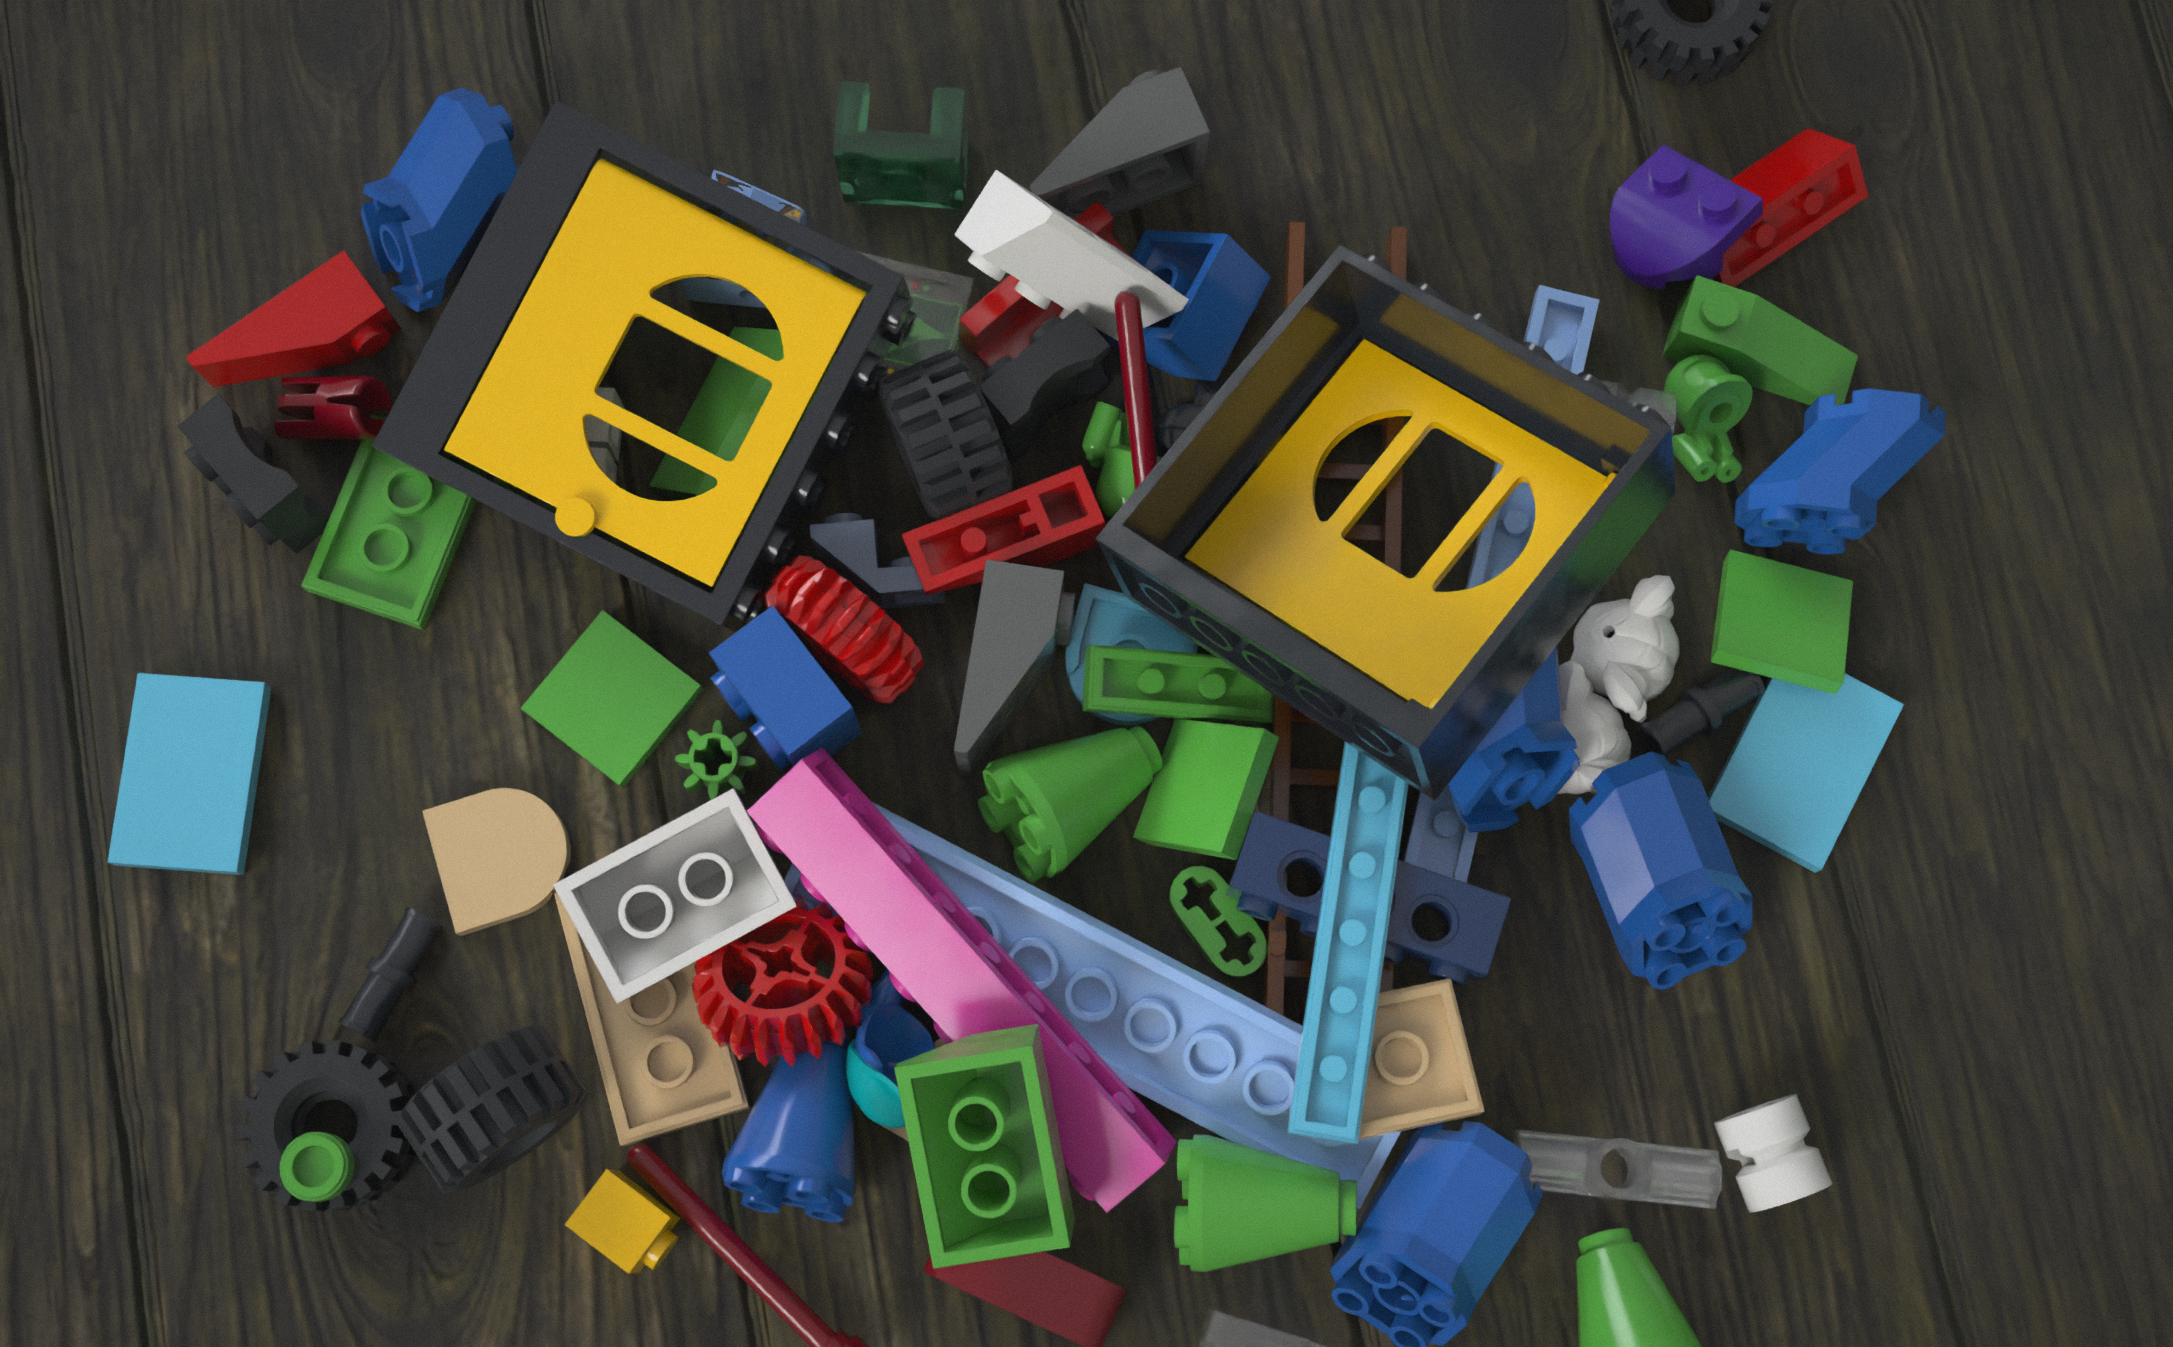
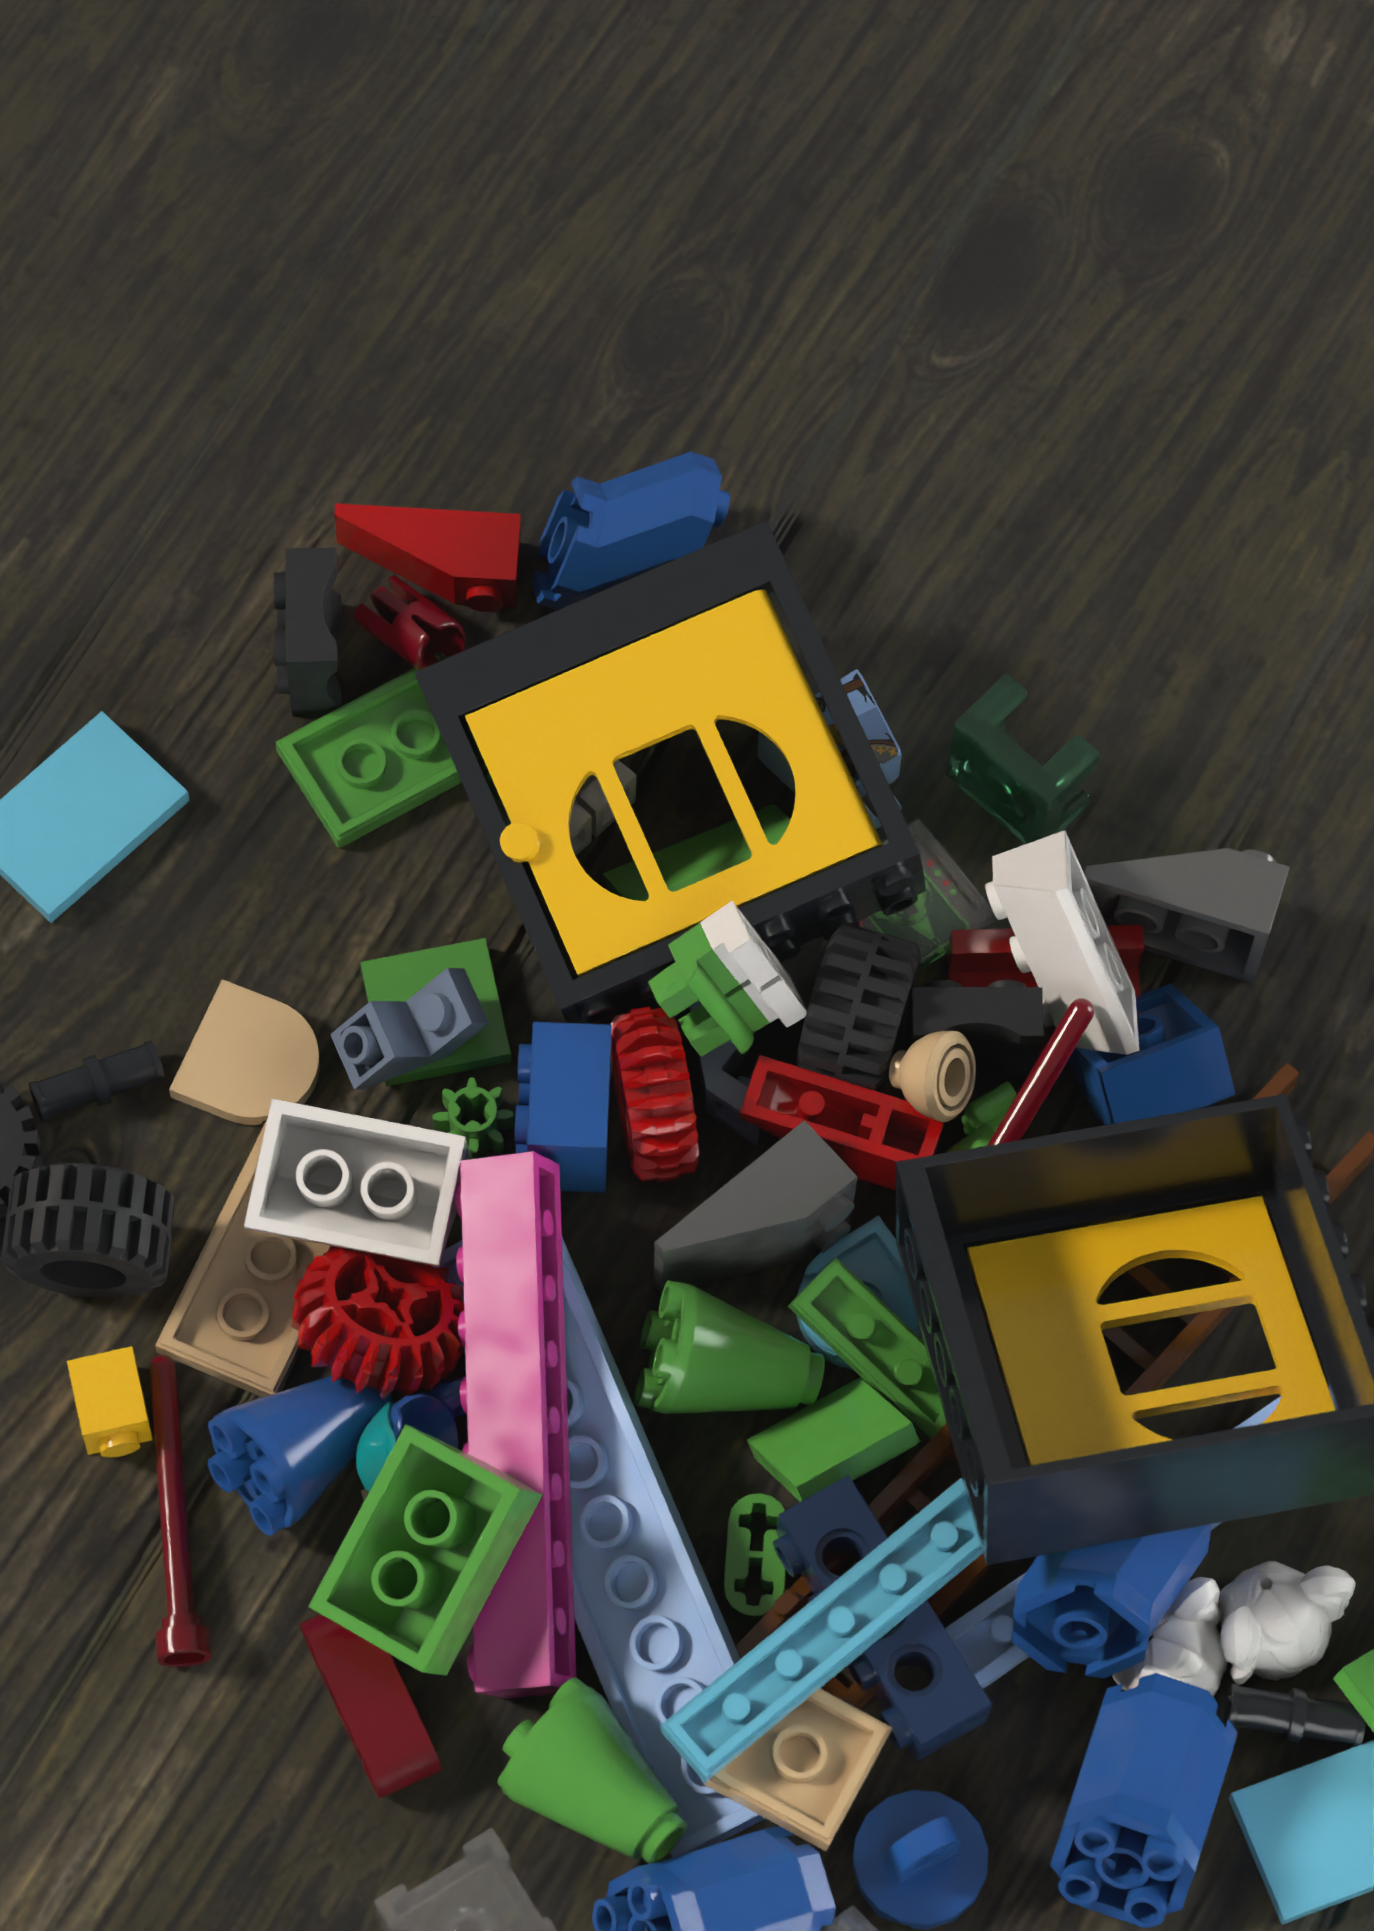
camera: 40 degrees right, 10 degrees down
(610, 734) = (406, 1035): none -> sand blue slope
(835, 500) = (732, 977): none -> hips
(1051, 442) = (936, 1074): none -> tan brick
(1530, 1047) = (920, 1859): none -> blue tile

